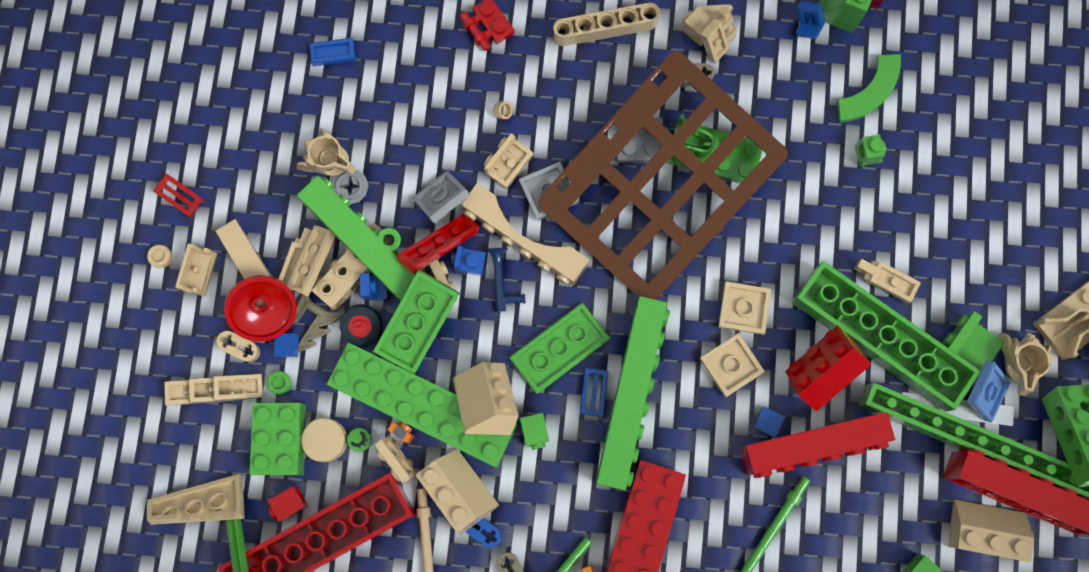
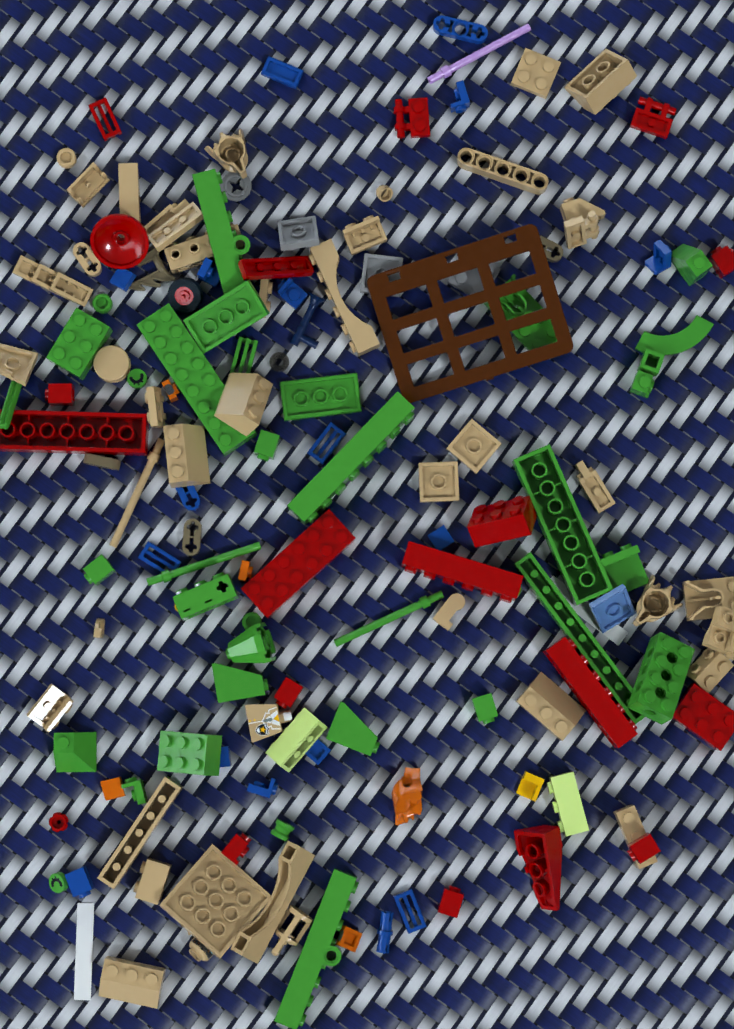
camera: 30 degrees right, 5 degrees up
(371, 550) = (101, 461): none -> dark tan beam
(452, 335) = (247, 341): none -> bright green tile
(496, 330) = (279, 355): none -> clear smoke plate
(823, 492) = (453, 604): none -> tan leg
(867, 123) = (651, 362): none -> bright green brick

